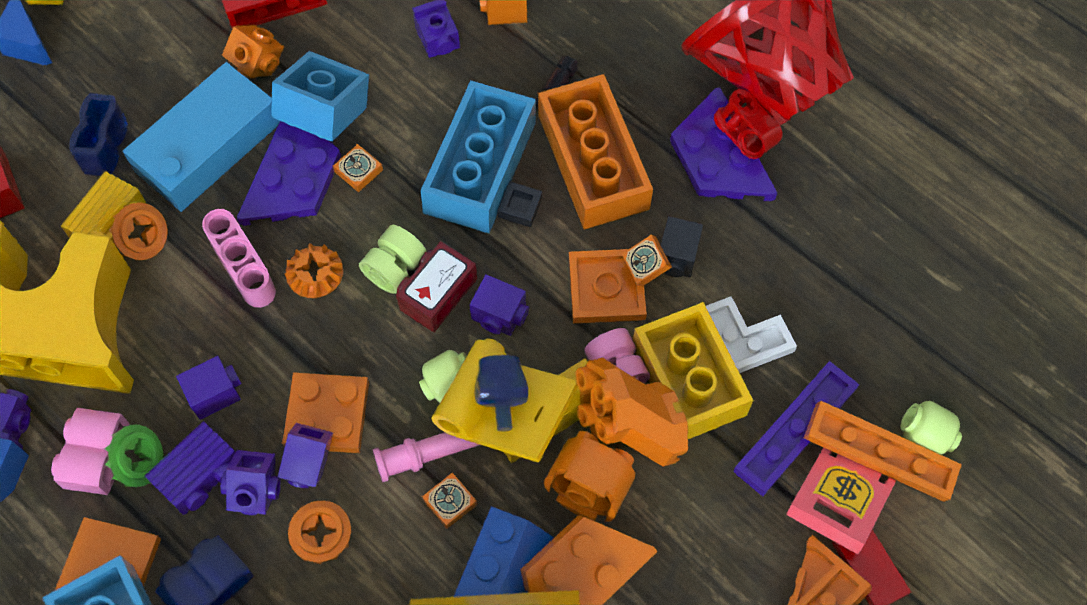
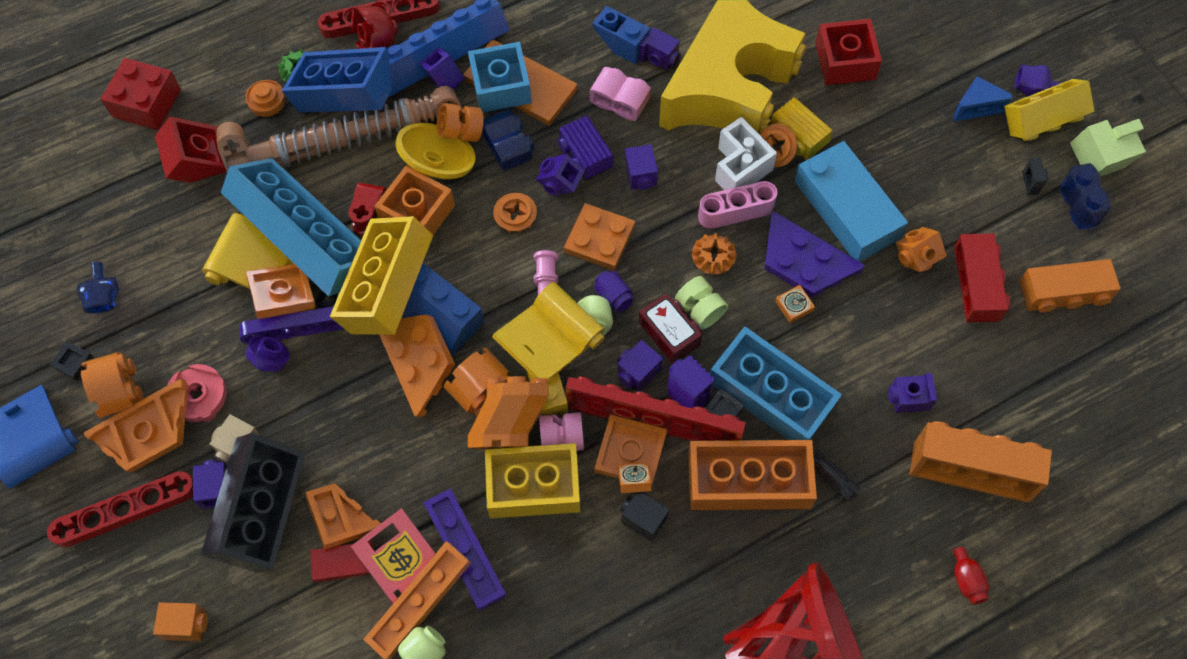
camera: 110 degrees right, 0 degrees up
(98, 134) = (867, 132): clear blue brick -> none
(145, 445) = (599, 103): bright green gear -> none
(165, 257) = (746, 156): none -> white brick
(305, 455) = (567, 210): dark purple brick -> none
(319, 95) = (859, 282): dark azure brick -> none
(404, 365) = (614, 290): none -> dark purple brick
(449, 500) = (506, 296): tile -> none
(501, 385) = (556, 328): clear blue piece -> none
(512, 234) = (689, 383): none -> dark purple brick
(559, 262) = (680, 421): none -> red plate
(714, 160) = (725, 586): dark purple wing -> none
(749, 126) = (731, 609): red piece -> none
(751, 344) = (547, 530): white plate -> none

